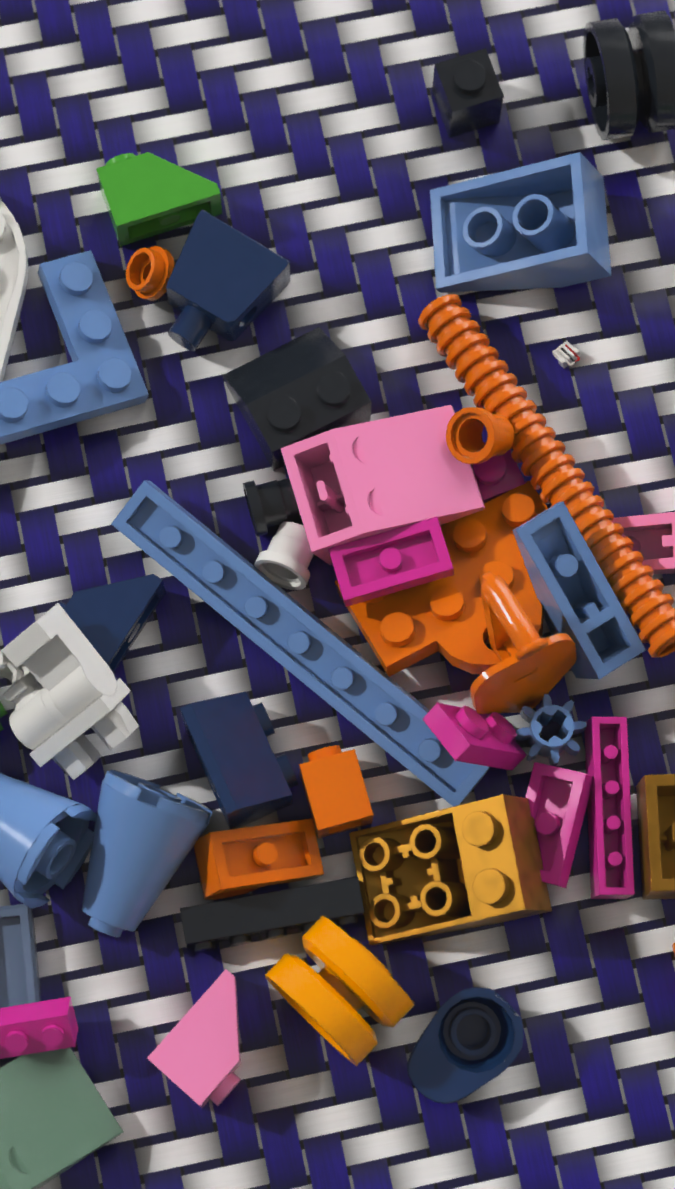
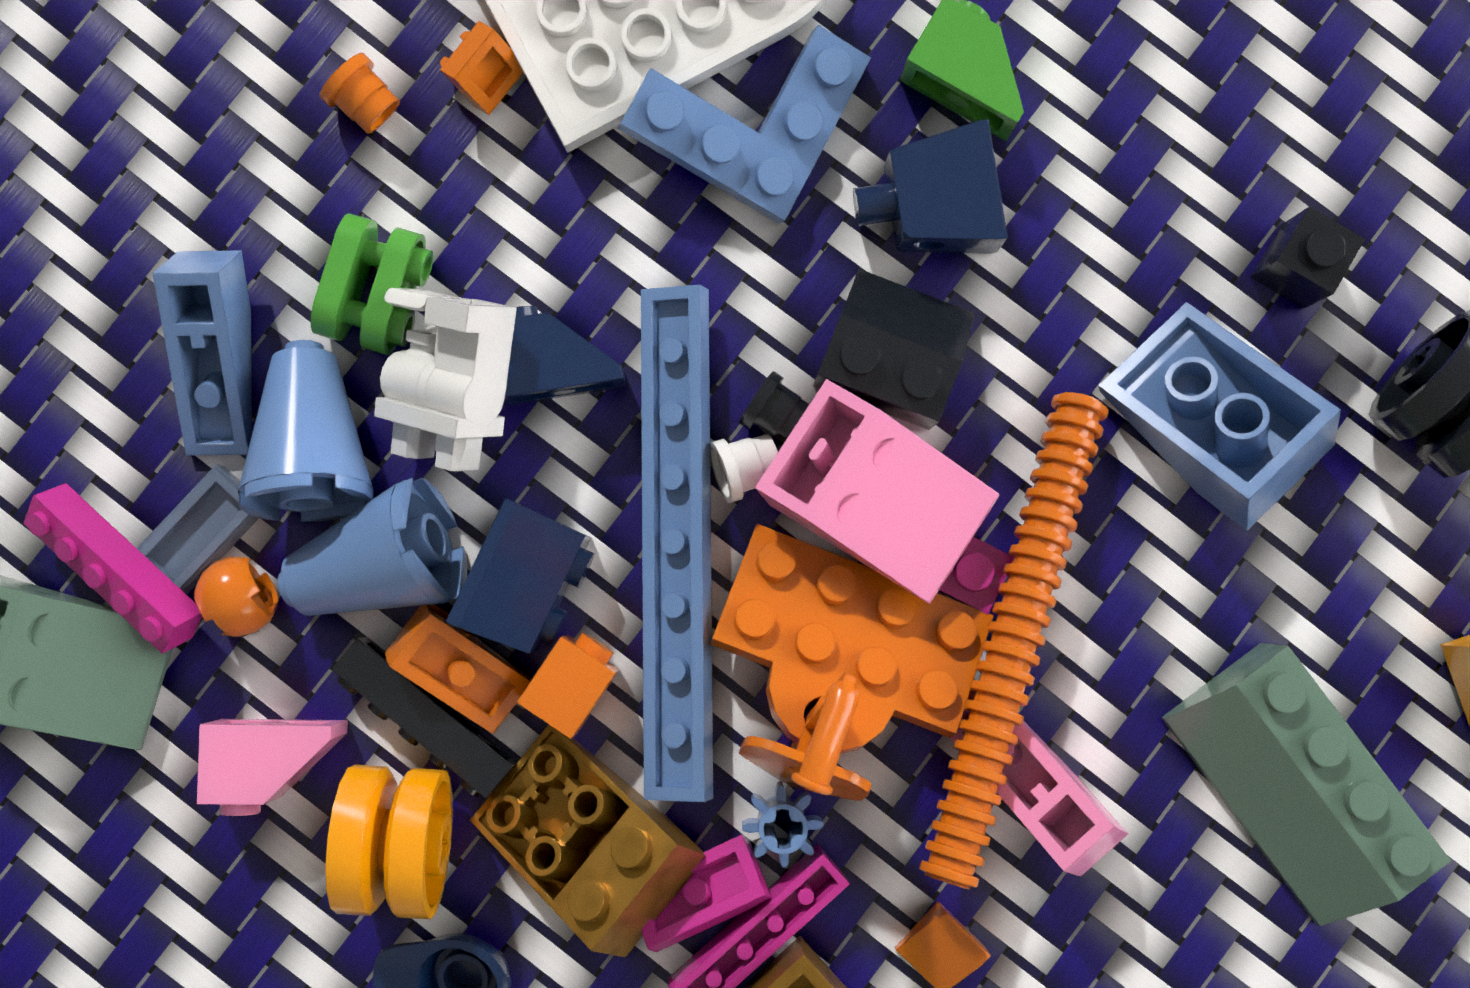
camera: 50 degrees right, 10 degrees up
(78, 969) = (236, 596): none -> orange piece
(149, 272) = (895, 124): orange plate -> none
(391, 561) = (808, 563): dark pink plate -> none
(465, 435) = (976, 536): orange piece -> none
(475, 736) = (711, 770): dark pink plate -> none
(566, 354) = (1139, 549): white piece -> none
(576, 593) = (917, 756): medium blue slope -> none

